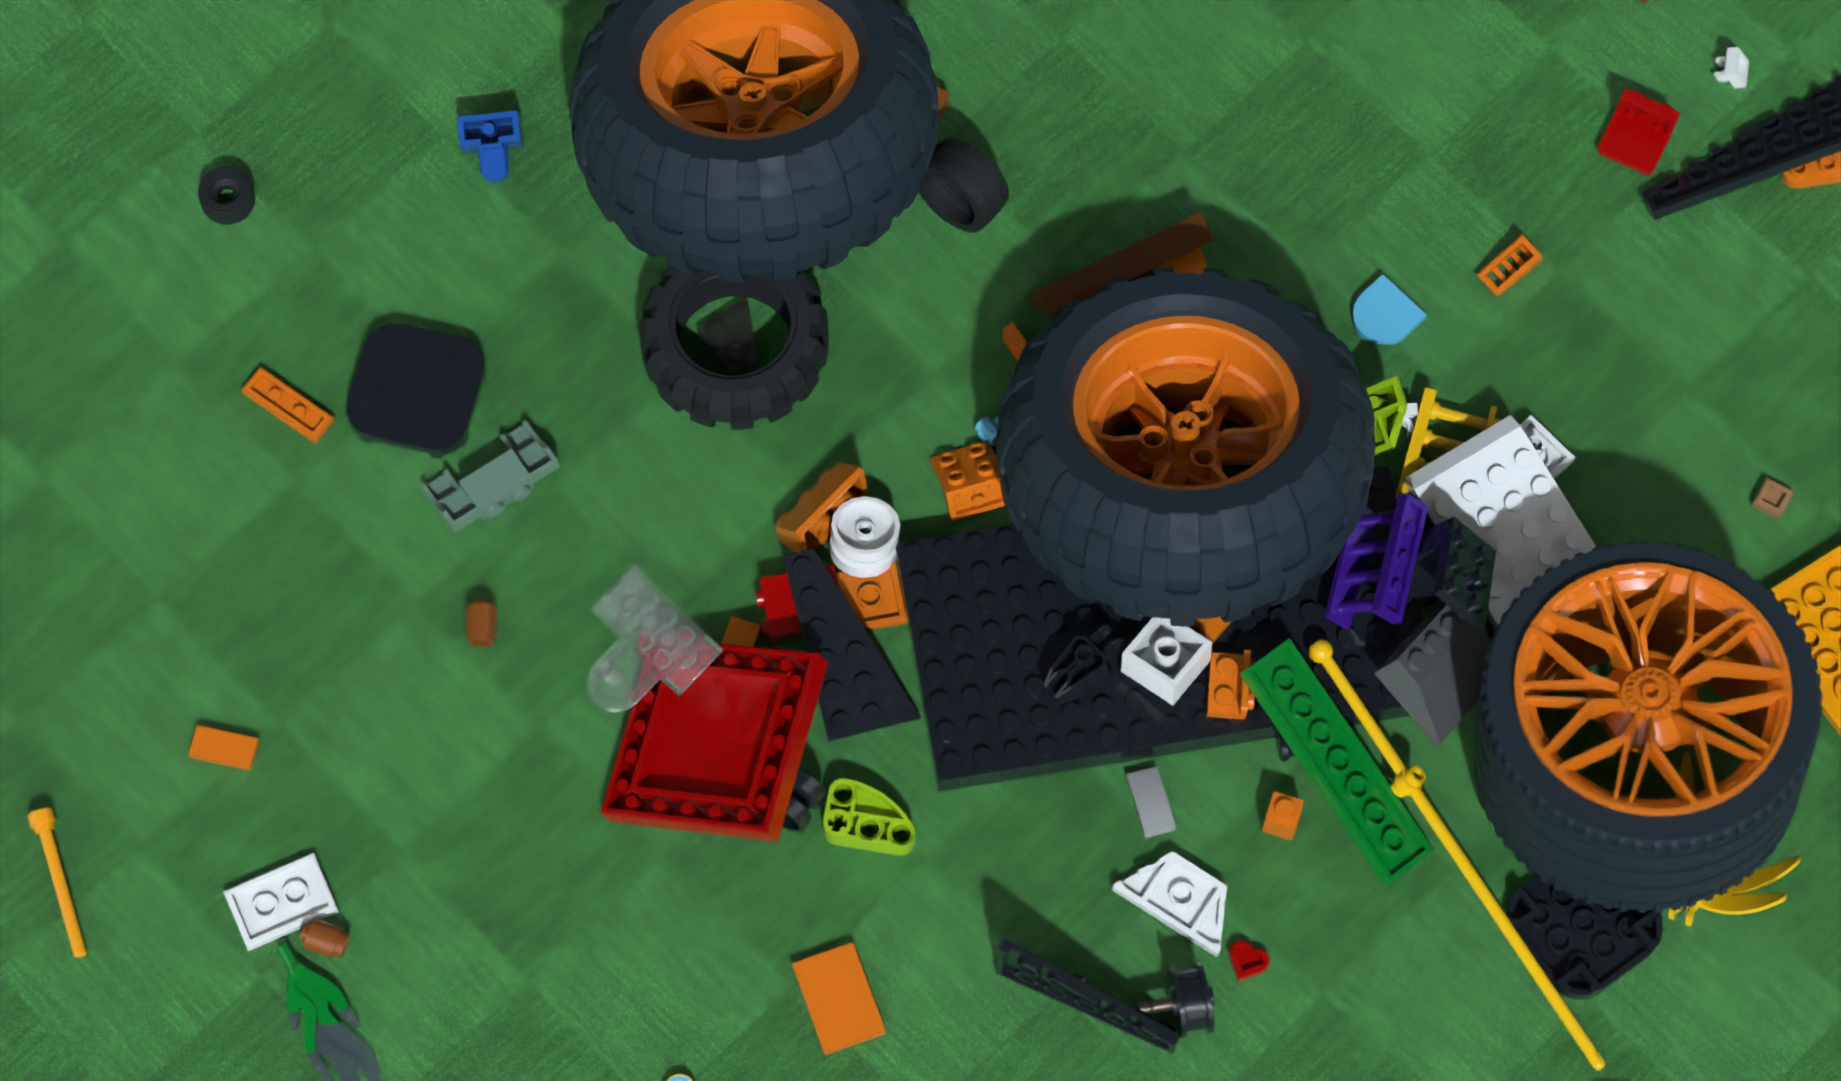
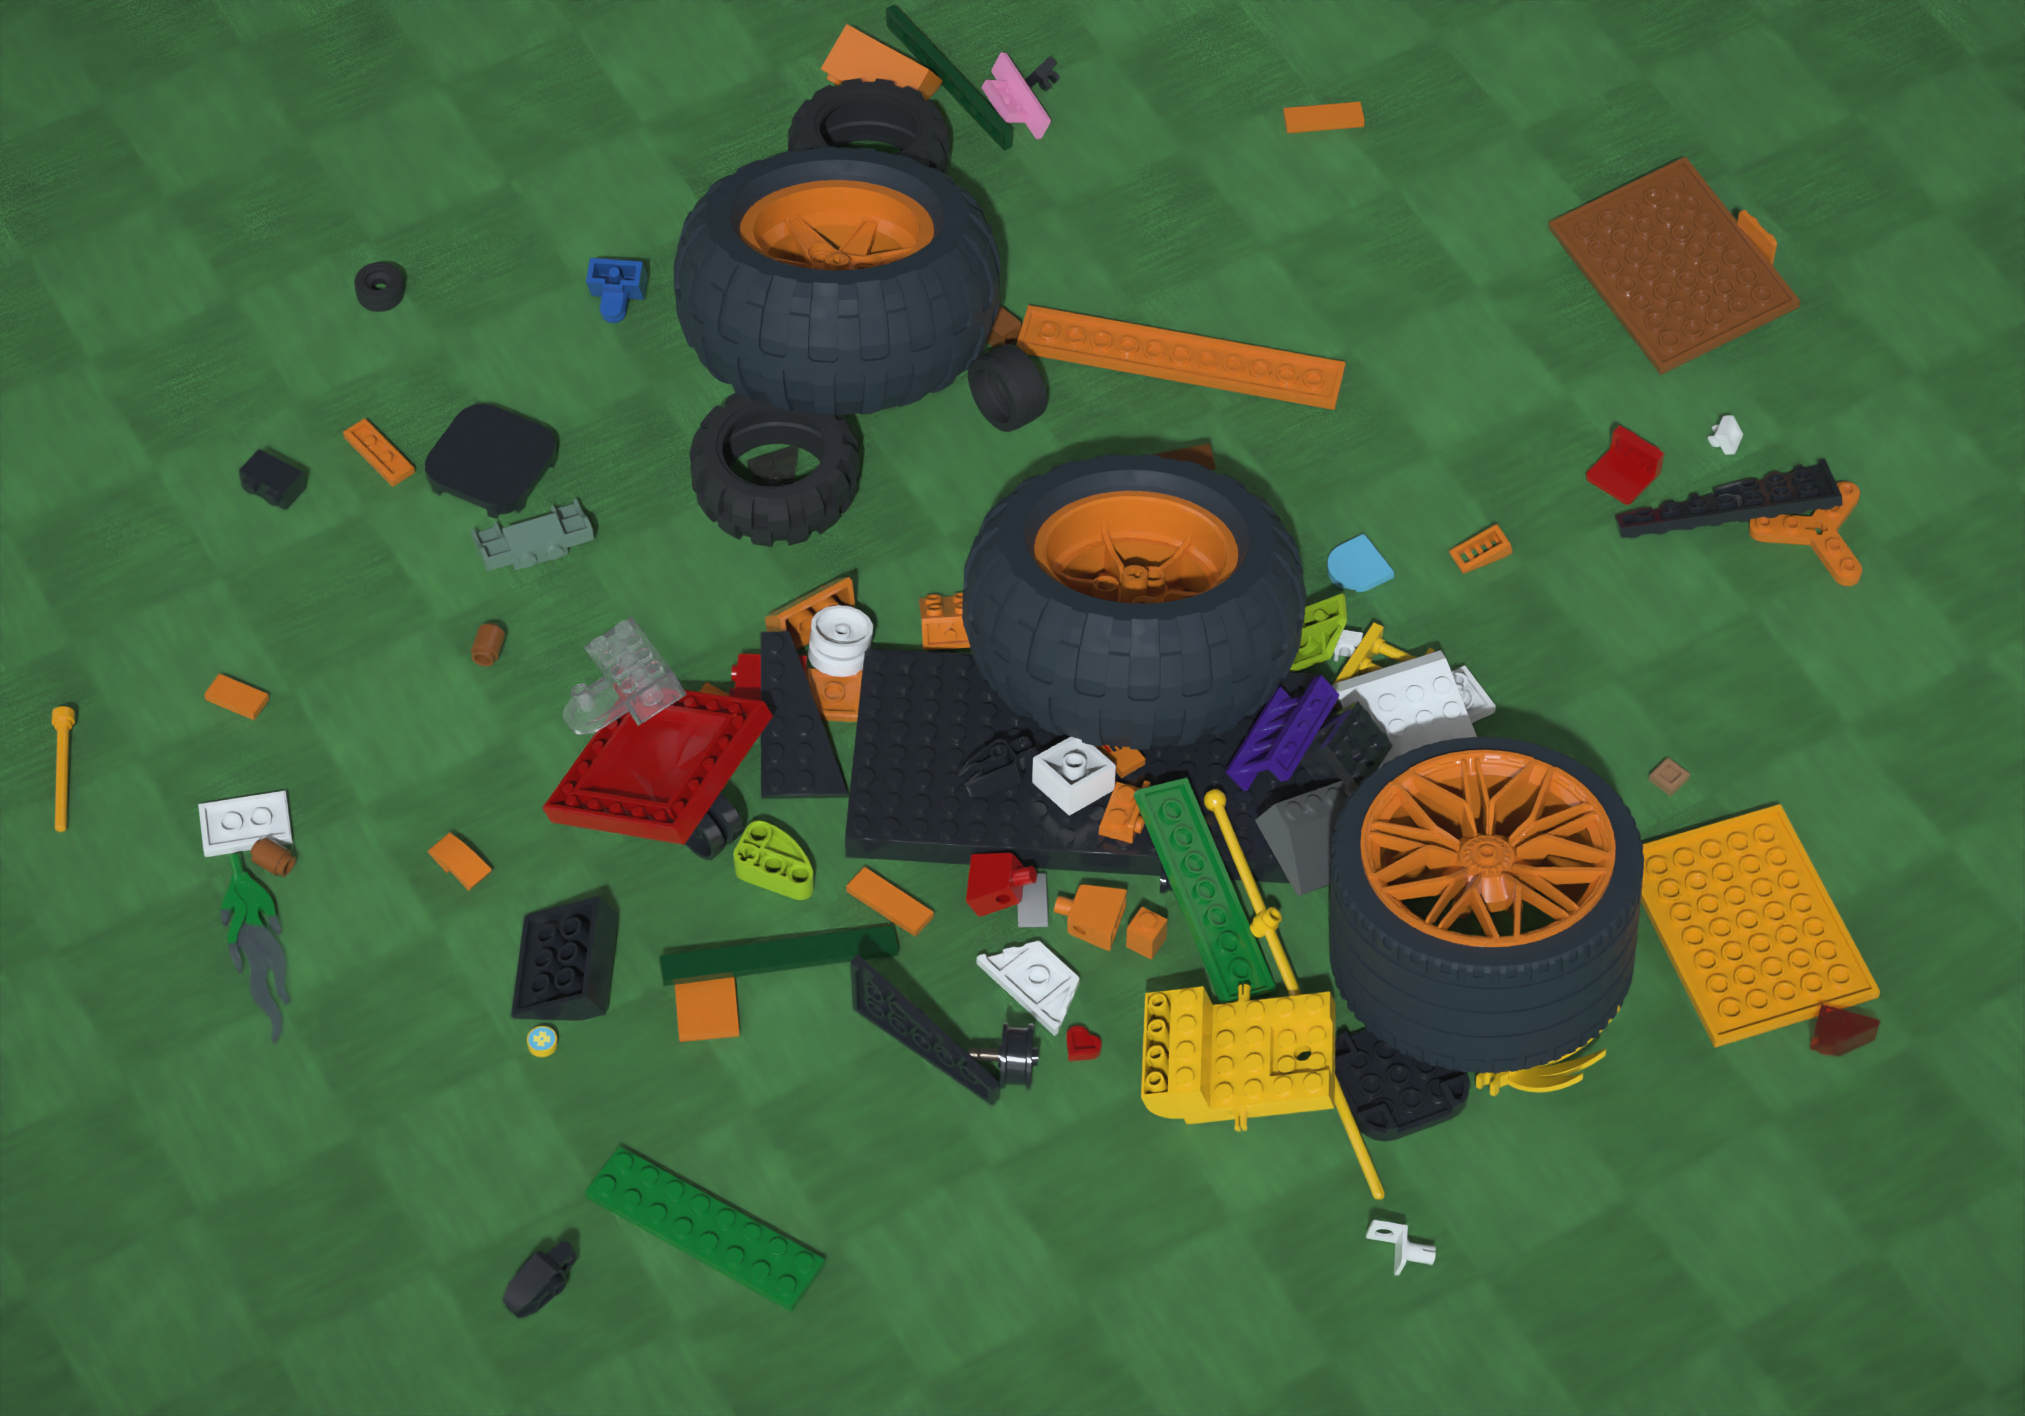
camera: 15 degrees right, 15 degrees down
(181, 470) = (272, 480): none -> black brick
(528, 895) = (460, 861): none -> orange slope
(677, 993) = (565, 962): none -> black slope
(902, 932) = (777, 955): none -> dark green tile
(1000, 837) = (890, 901): none -> orange tile
(1111, 793) = (996, 882): none -> red torso
(1130, 95) = (1181, 357): none -> orange plate
(1220, 805) = (1094, 914): none -> orange torso
(1421, 946) = (1237, 1056): none -> yellow piece

